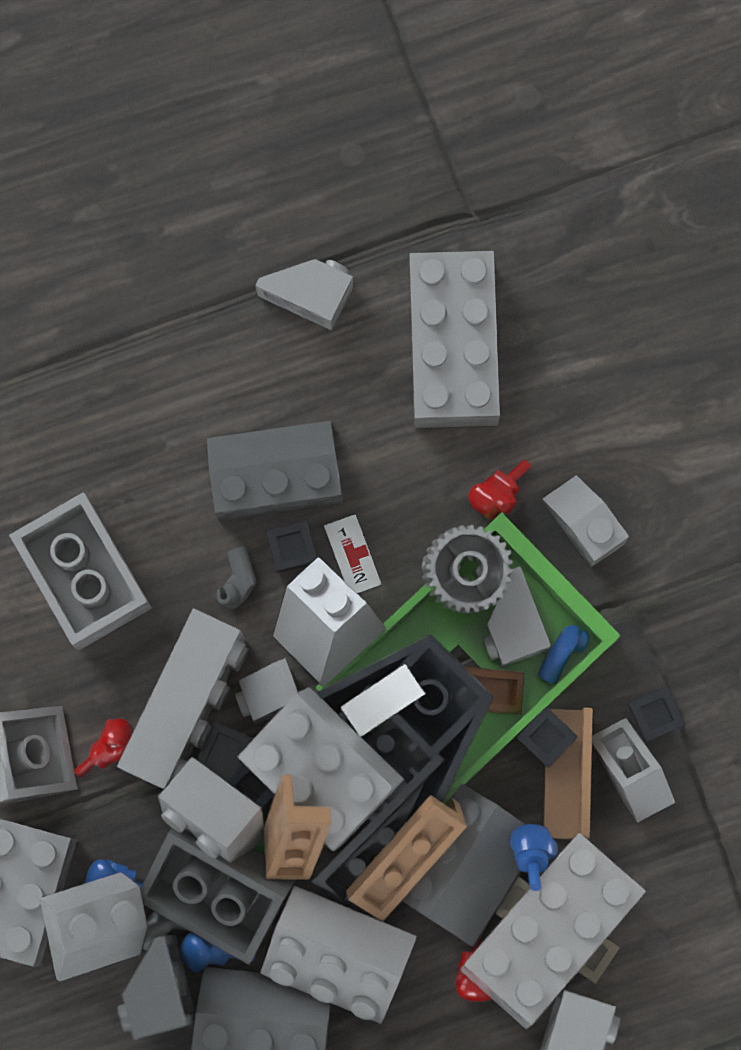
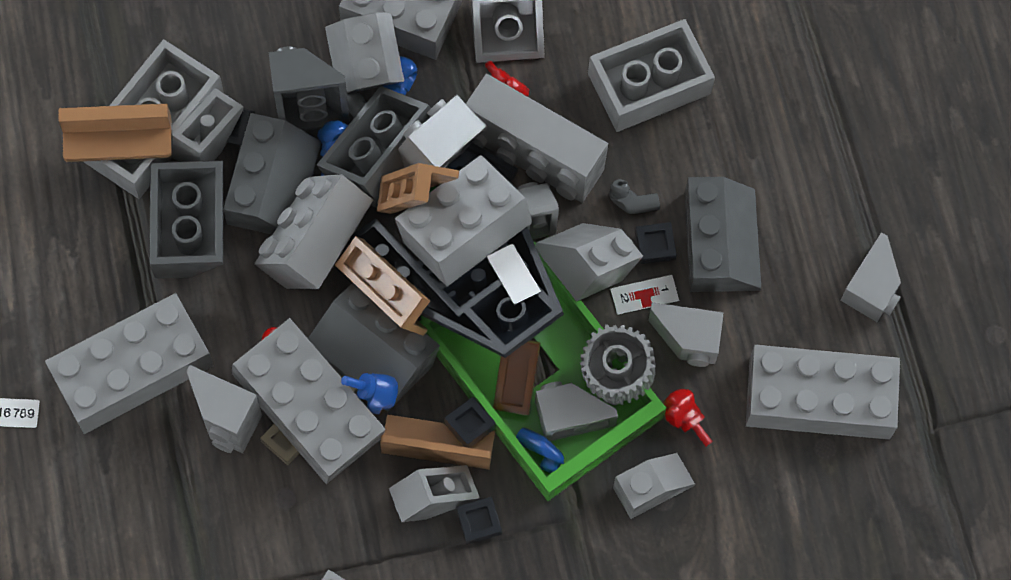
camera: 90 degrees right, 10 degrees down
(400, 495) = (688, 332): none -> light grey slope

